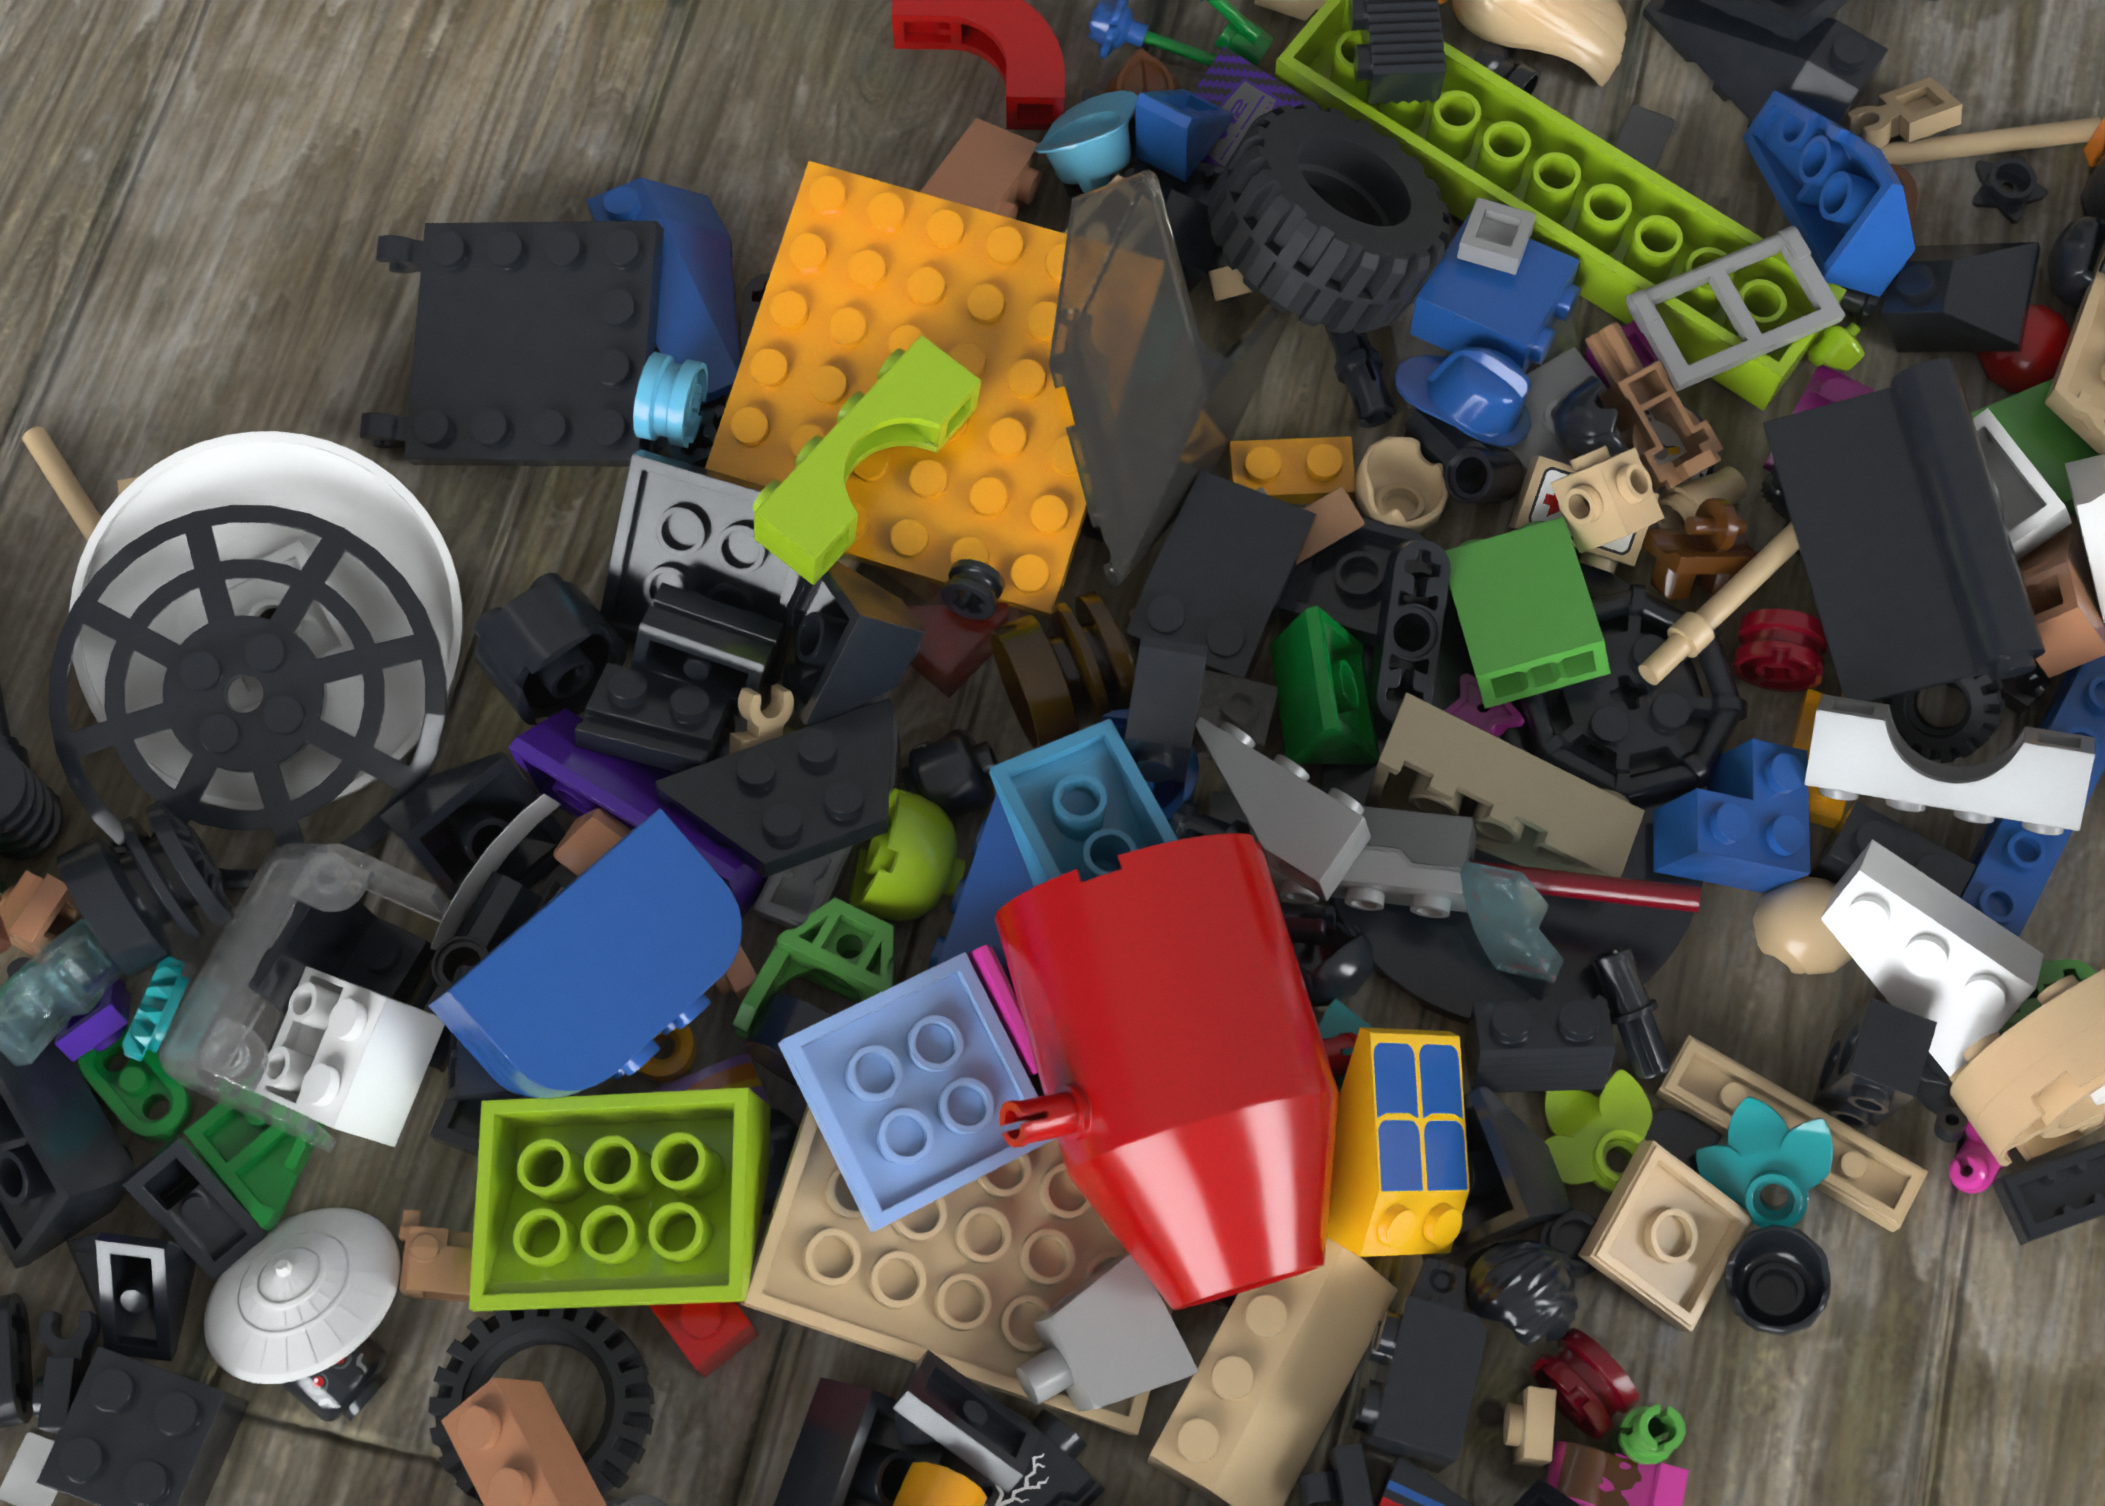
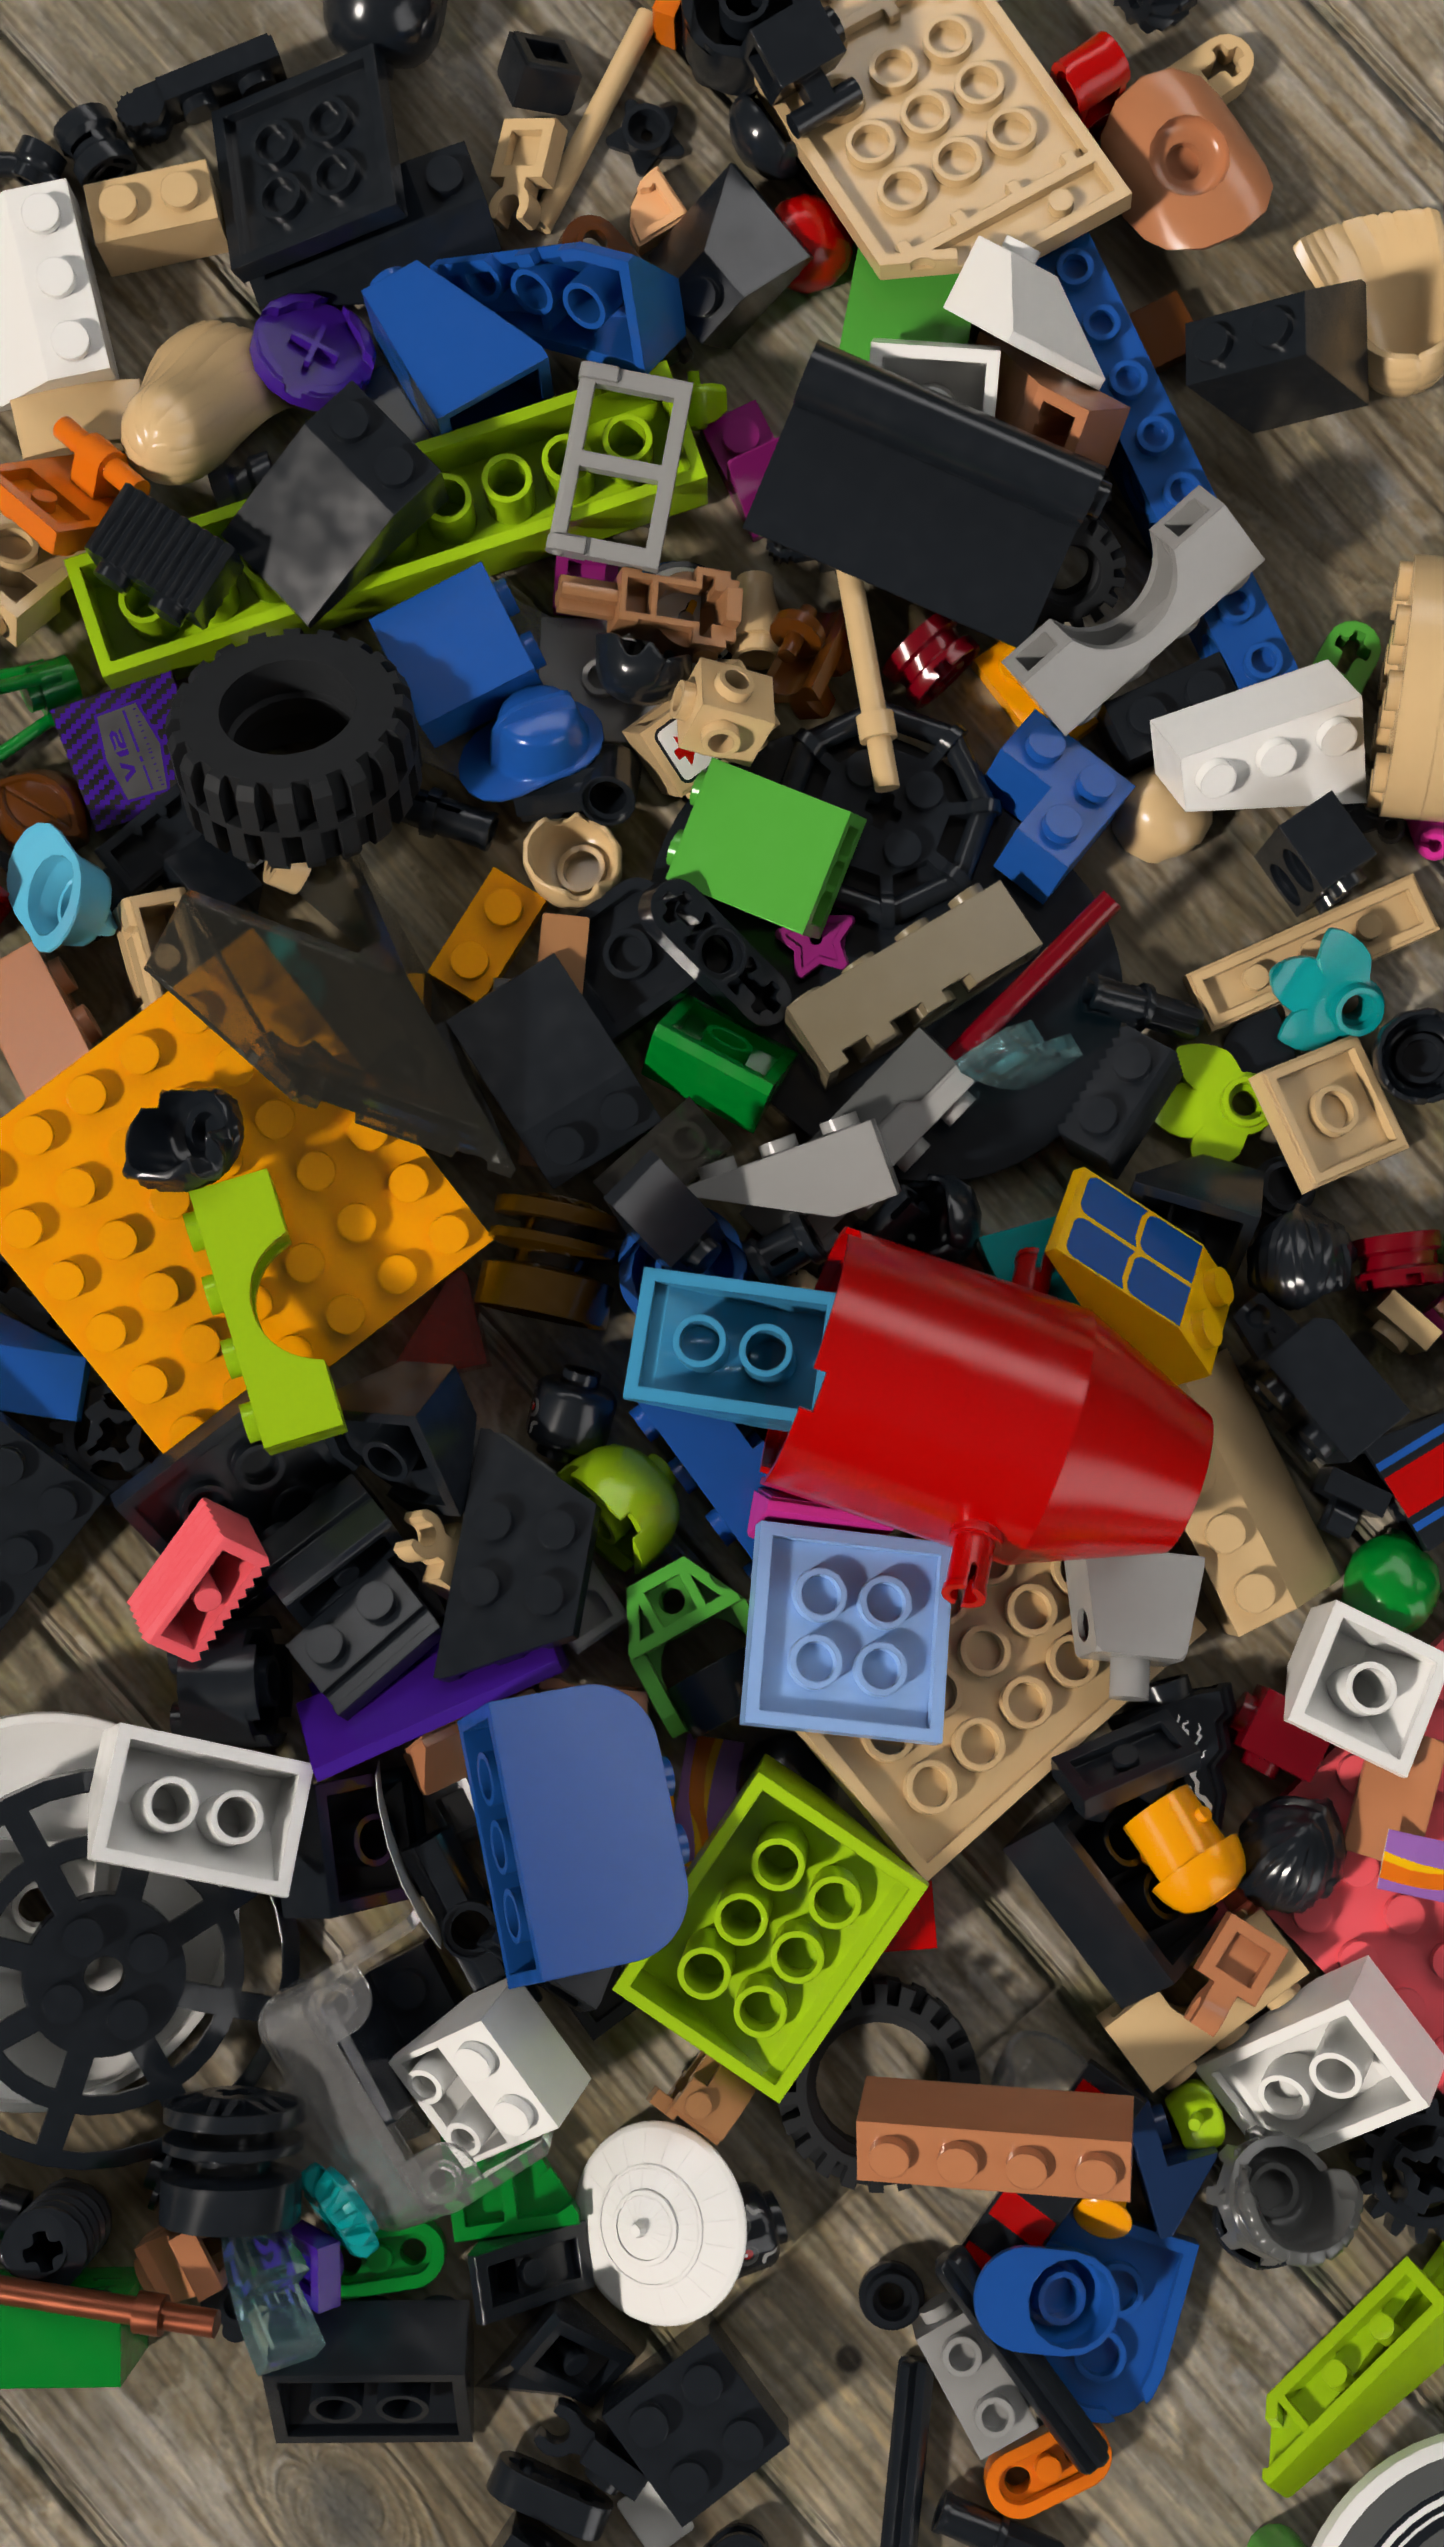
camera: 55 degrees left, 15 degrees up
(426, 670) = (196, 1809): none -> white slope
(615, 554) = (198, 1580): none -> coral brick
(670, 399) = (75, 1437): medium azure wheel -> none
(957, 311) = (184, 1140): none -> black hair
(972, 589) = (431, 1293): black bush -> none
(1177, 130) = (105, 807): blue slope -> none
(1496, 236) = (415, 618): light grey plate -> none
(1538, 125) = (335, 504): none -> black slope
(1641, 58) = (310, 349): none -> dark purple tile
(1726, 137) = (452, 351): none -> blue slope
(1953, 225) = (653, 211): none -> light nougat tile
(1986, 81) = (539, 73): none -> black slope

